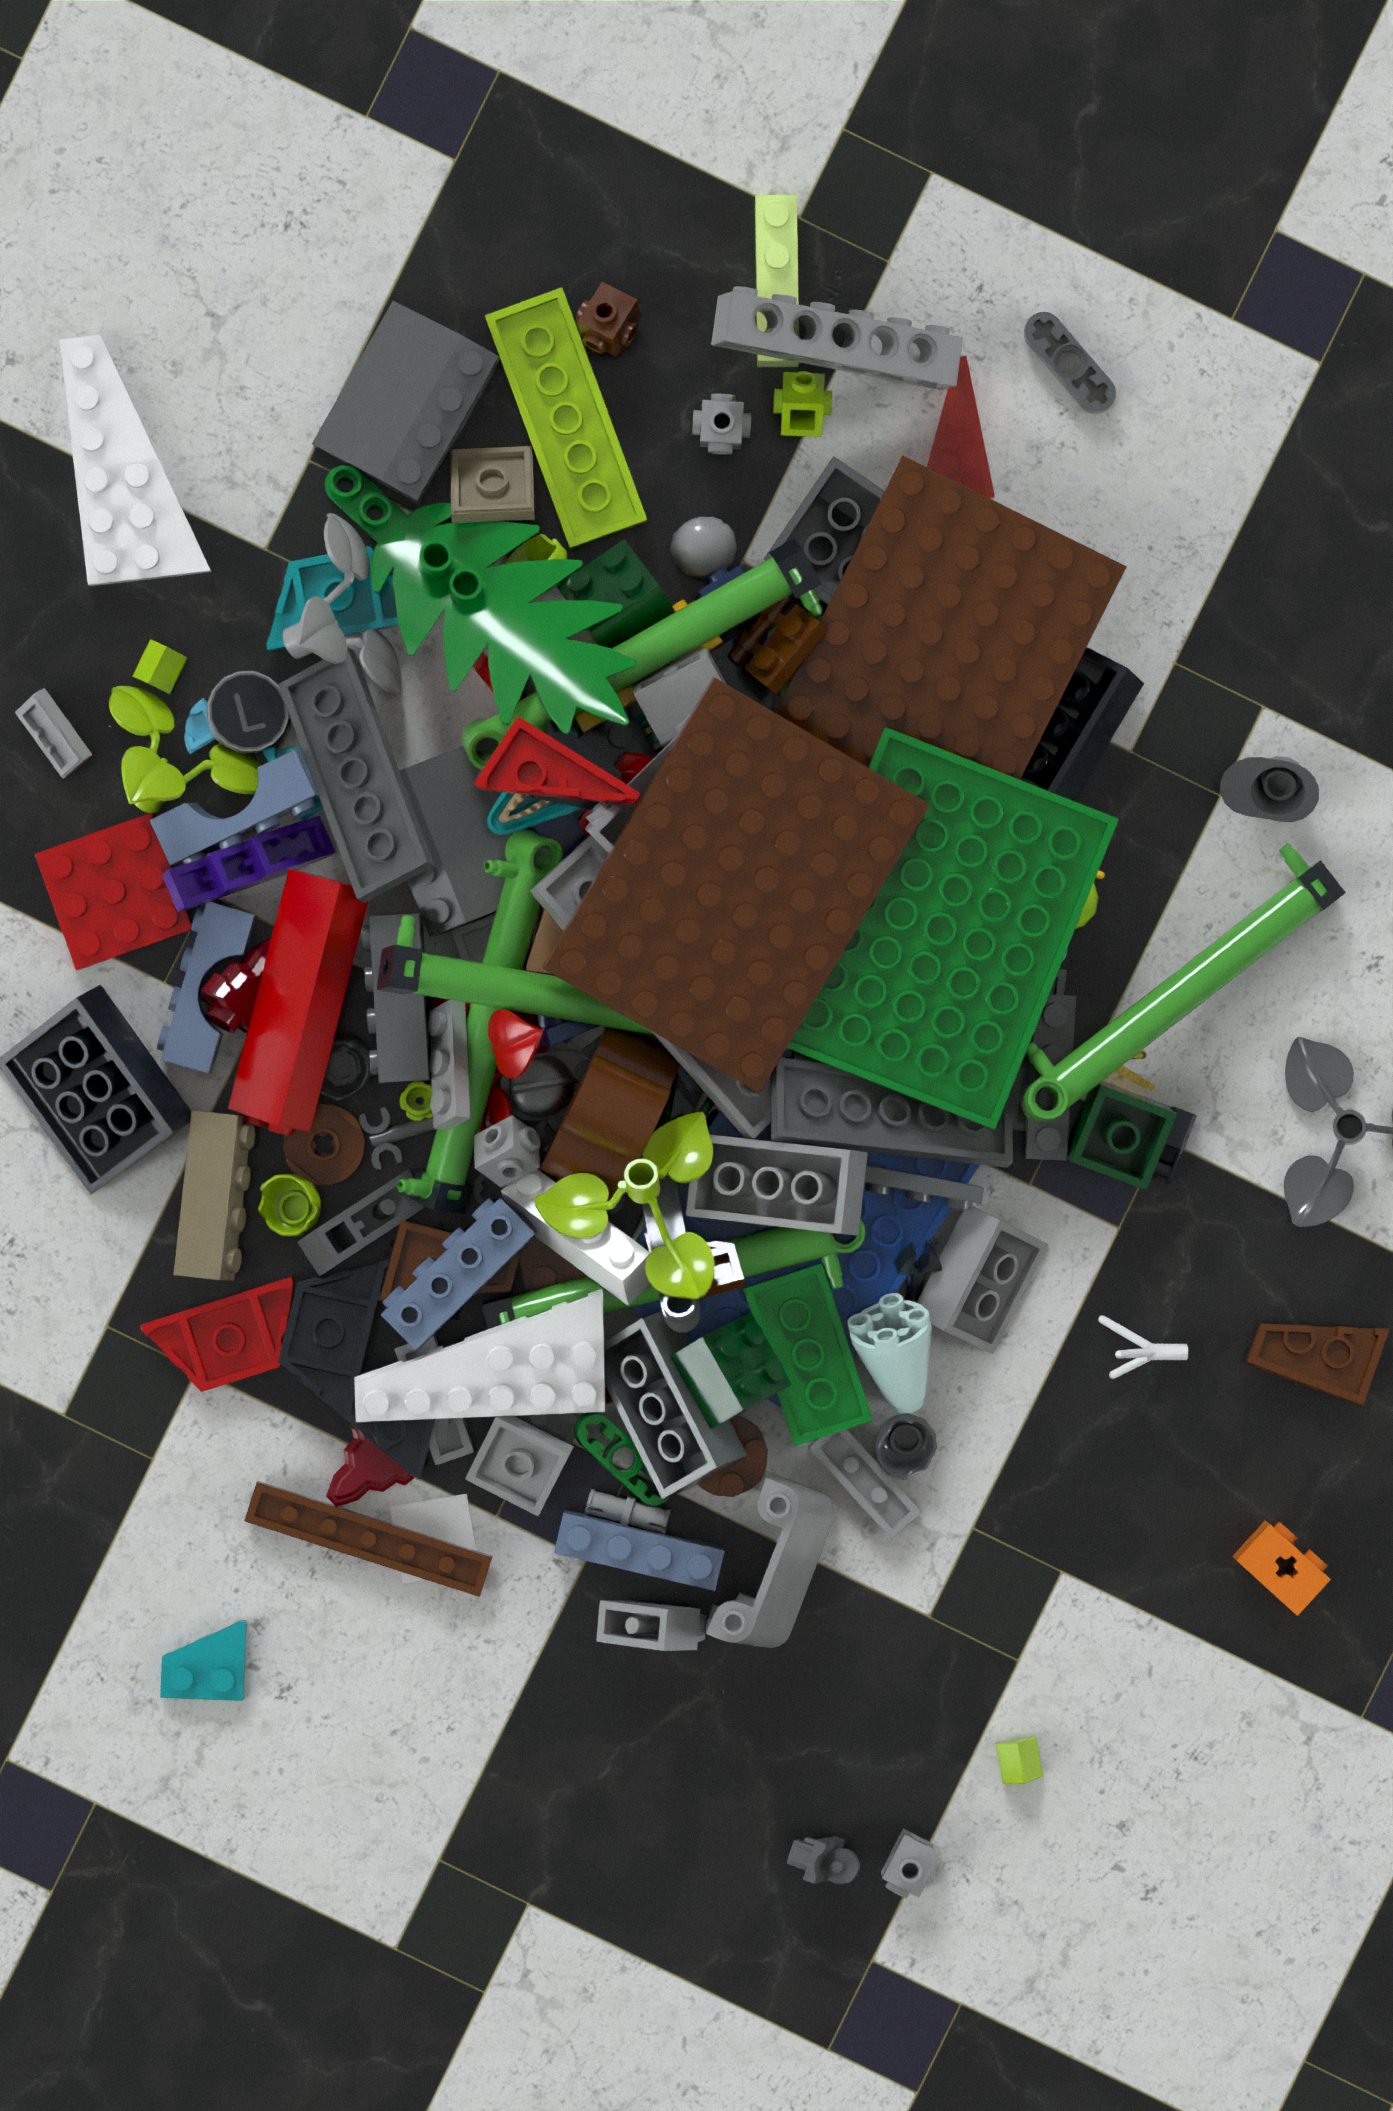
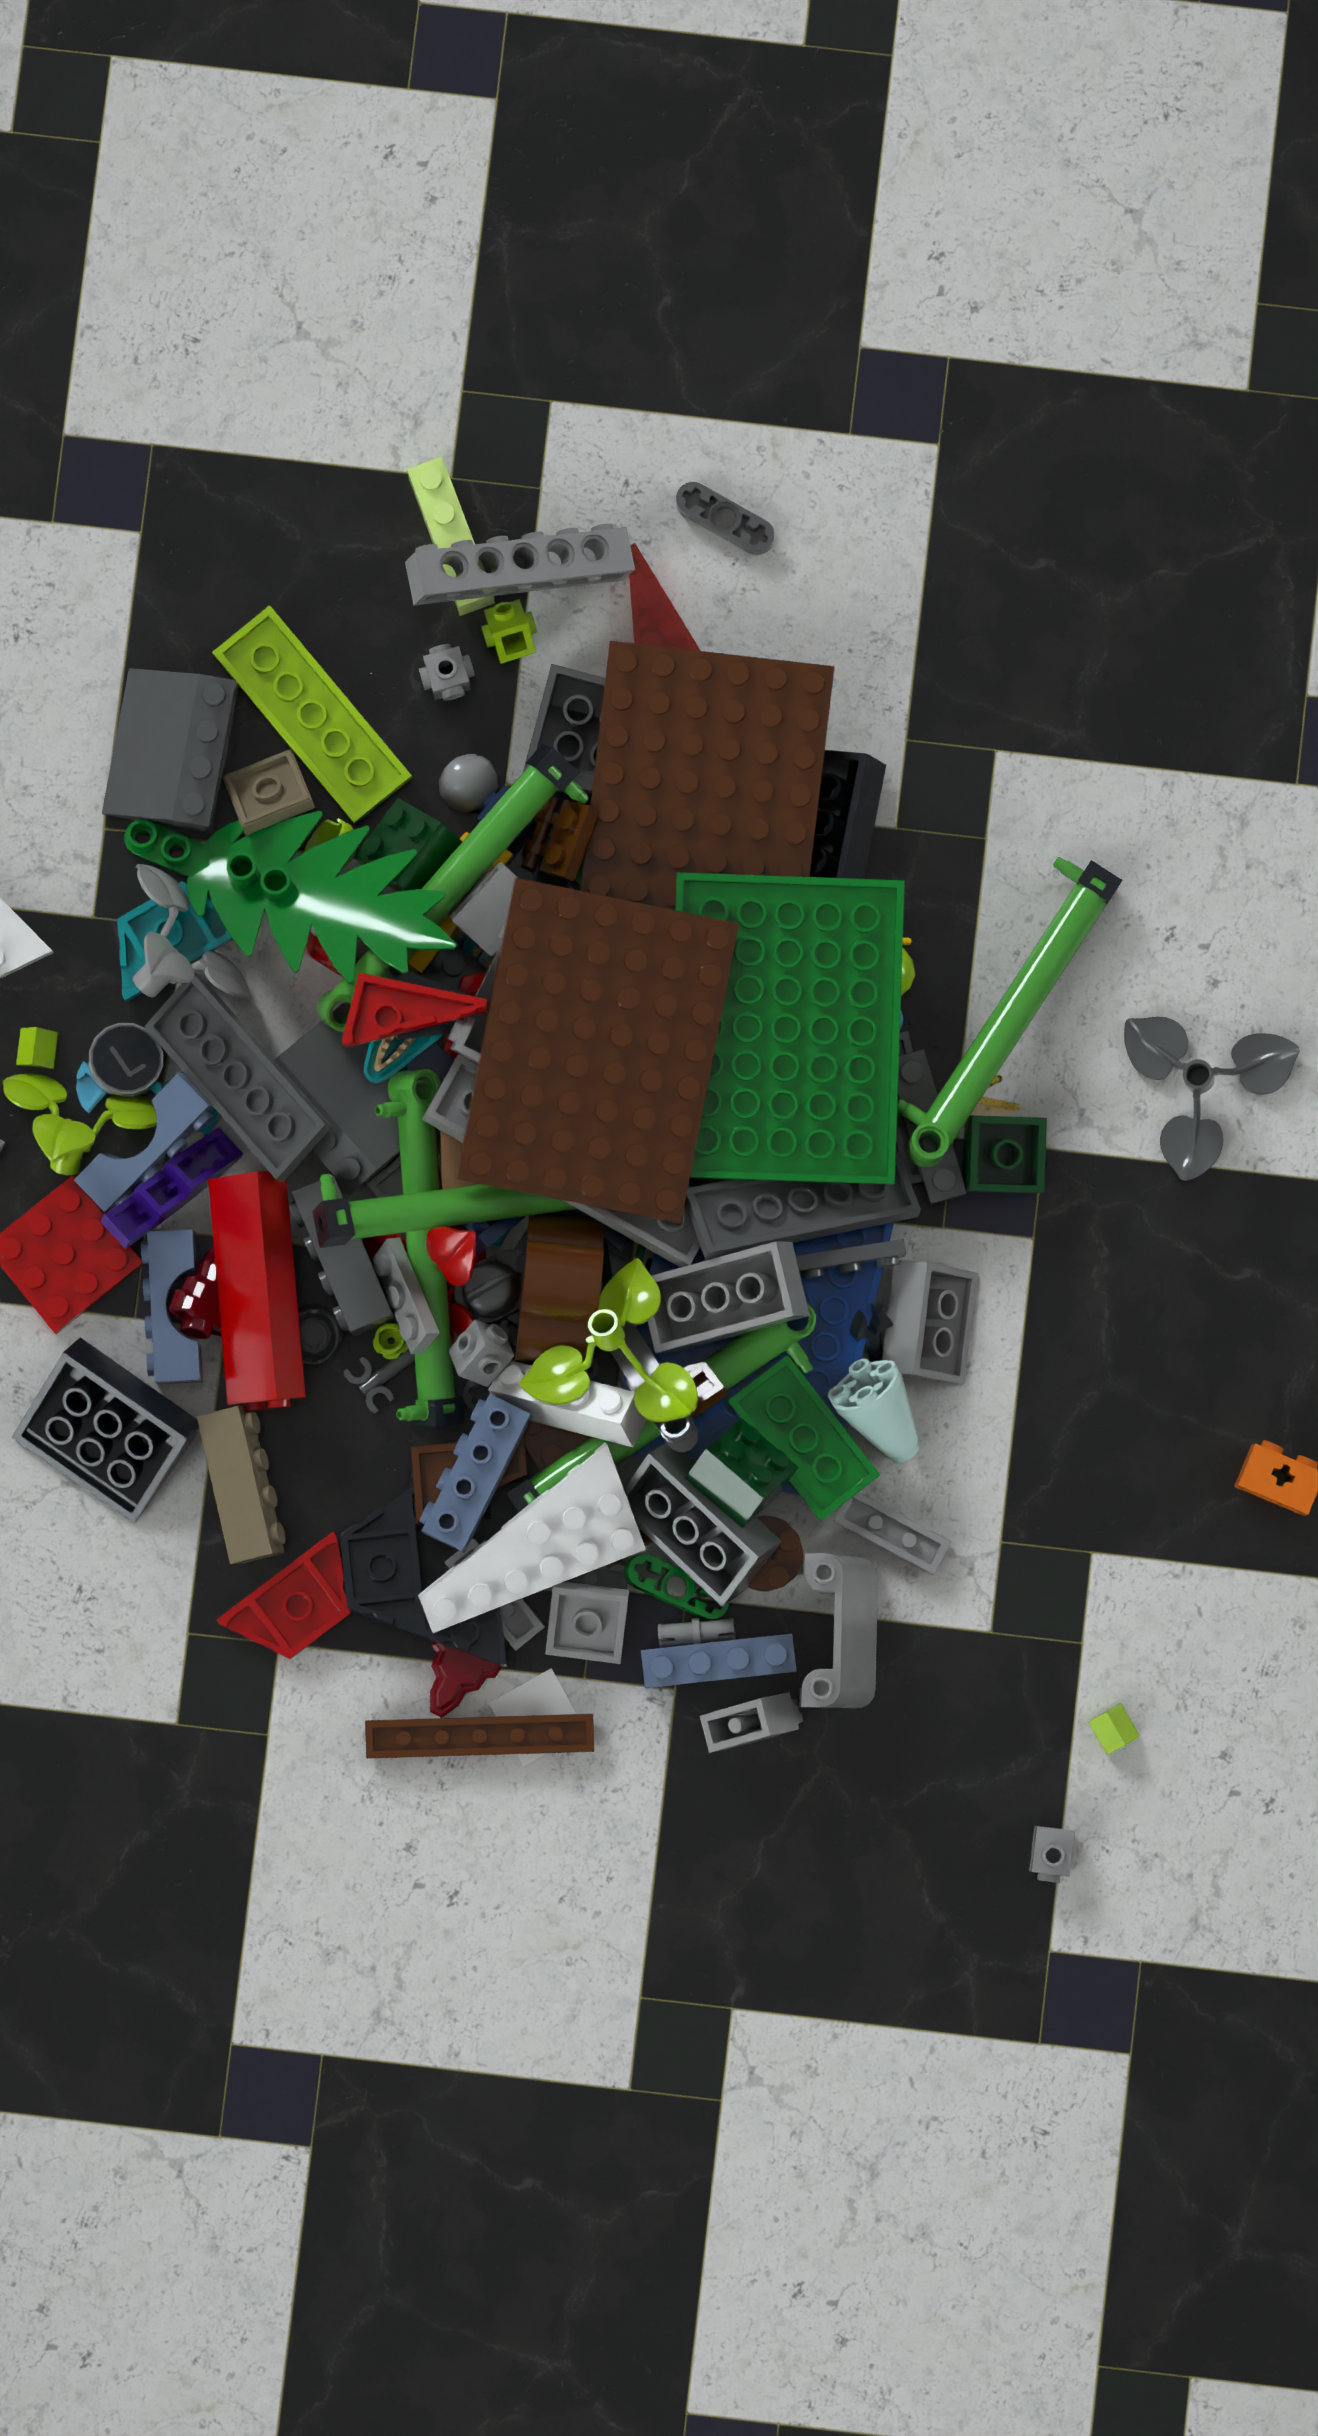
camera: 20 degrees left, 5 degrees down
(207, 1667) = (379, 1898): teal wing -> none
(289, 1204) = (309, 1469): lime hair -> none
(347, 1141) = (331, 1426): reddish brown plate -> none
(359, 1225) = (376, 1466): dark grey slope -> none
(608, 320) = (319, 618): reddish brown brick -> none
(824, 1860) = (976, 1873): dark grey hips -> none
(905, 1445) = (916, 1488): dark grey hair -> none
(1149, 1352) = (1094, 1333): white plant -> none
(1177, 1142) = (1055, 1146): black bar -> none
(1270, 789) = (1025, 815): dark grey piece -> none
(1322, 1358) = (1247, 1287): reddish brown wing -> none

